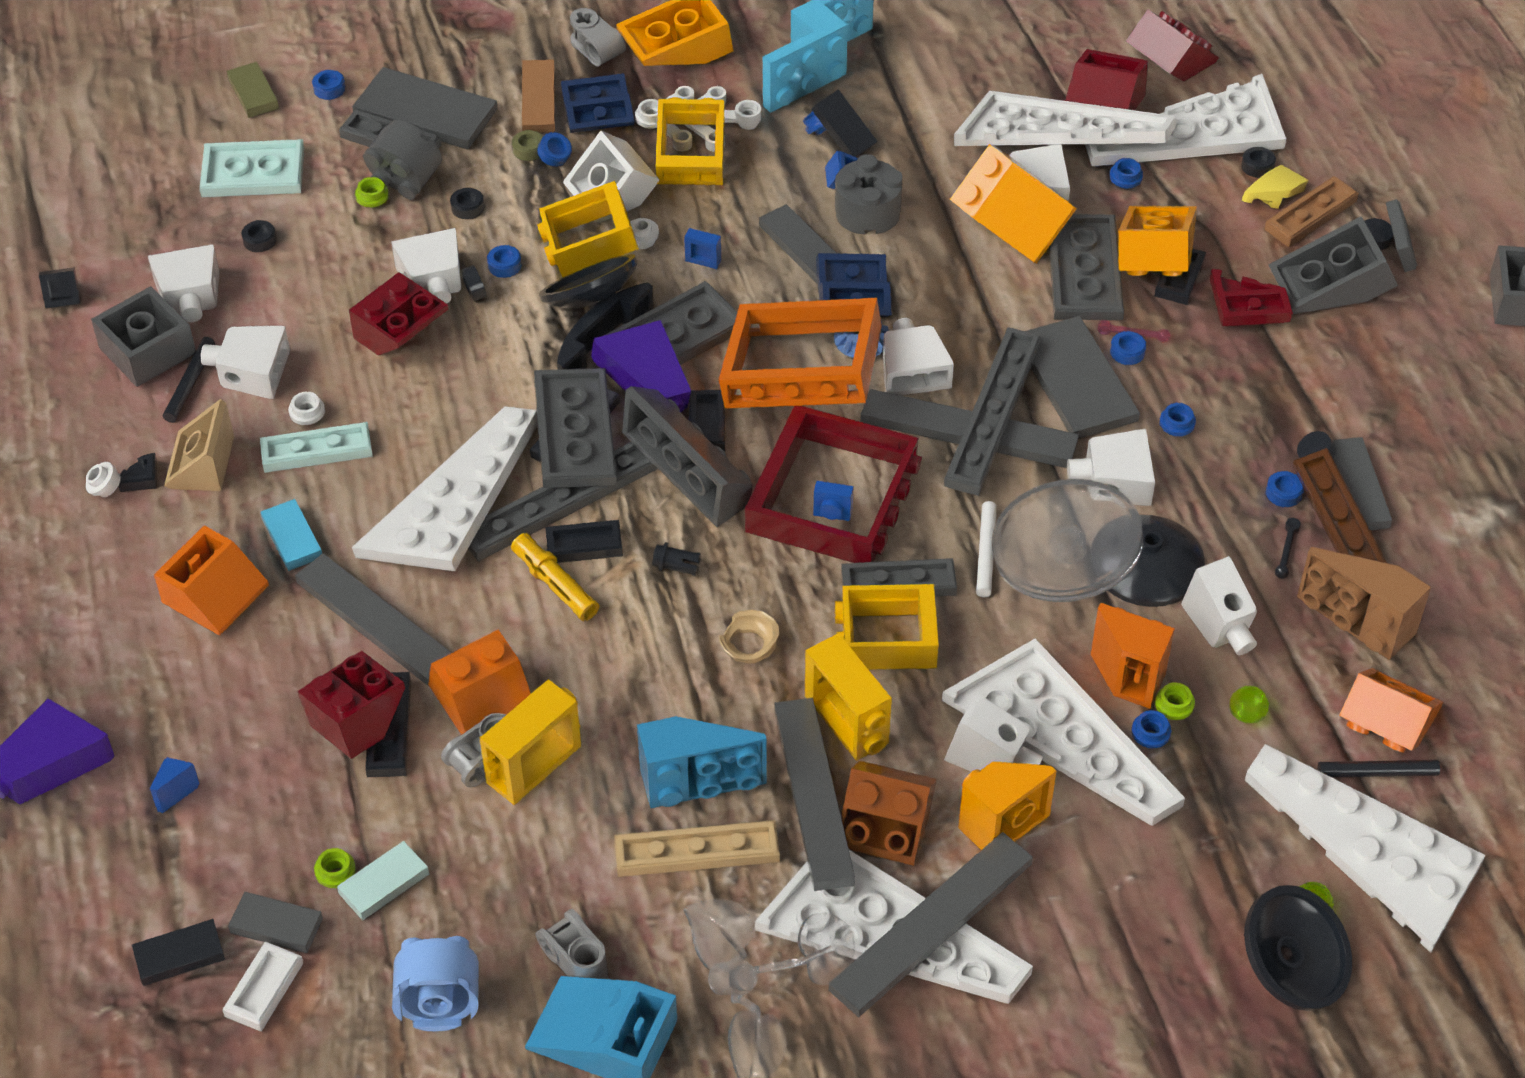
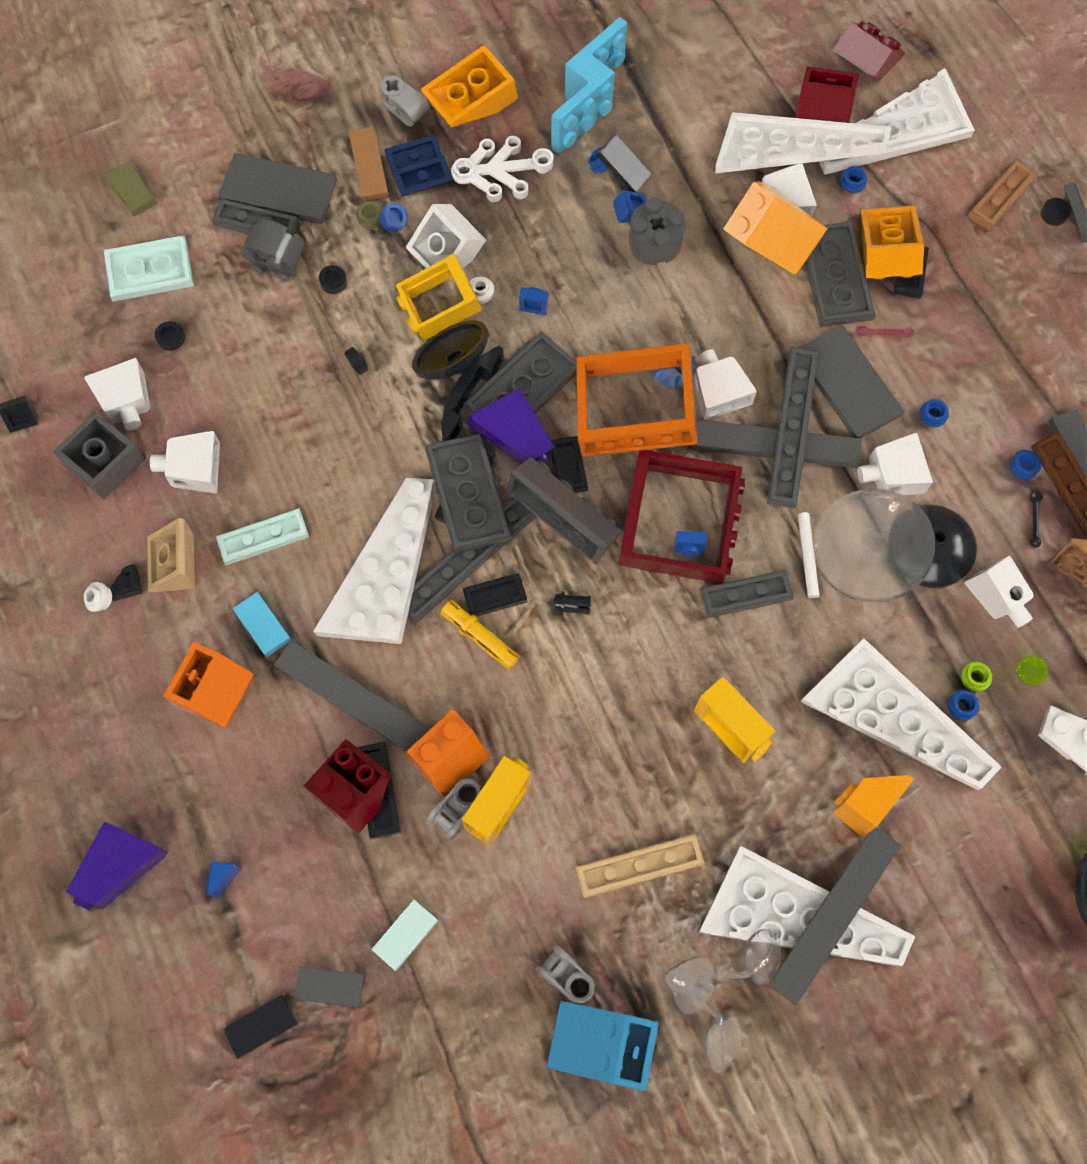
camera: 10 degrees left, 20 degrees up
(186, 383) = (144, 488): black bar -> none
(263, 986) = (333, 1045): white tile -> none
(306, 408) = (247, 495): white plate -> none
(328, 84) = (193, 174): blue tile -> none
(332, 859) = (356, 927): lime plate -> none
(371, 192) = (250, 275): lime plate -> none
(394, 314) = (301, 405): dark red slope -> none
(430, 262) = (317, 349): white torso -> none
(435, 982) = (469, 1032): light blue brick -> none
(504, 261) = (375, 333): blue tile -> none
(690, 169) = (509, 223): yellow window -> none
(698, 760) = (626, 797): dark azure slope -> none
(753, 622) = (654, 656): tan piece -> none
(795, 238) = (610, 283): dark grey tile -> none
(814, 795) = (722, 810): dark grey tile -> none
(854, 278) = (660, 319): dark blue slope -> none
(886, 811) = (779, 813): dark orange slope -> none
(890, 601) = (778, 637): yellow window -> none
(989, 736) = (849, 743): white torso -> none
(1128, 348) = (883, 348): blue tile -> none
(1131, 653) = (943, 647): orange slope -> none
(1249, 301) = (969, 291): dark red wing -> none
(1258, 161) = (953, 153): black tile -> none
(1275, 186) = (973, 176): light yellow slope -> none
(1315, 442) = (1044, 425): black tile -> none
(1334, 270) = (1032, 254): dark grey slope -> none

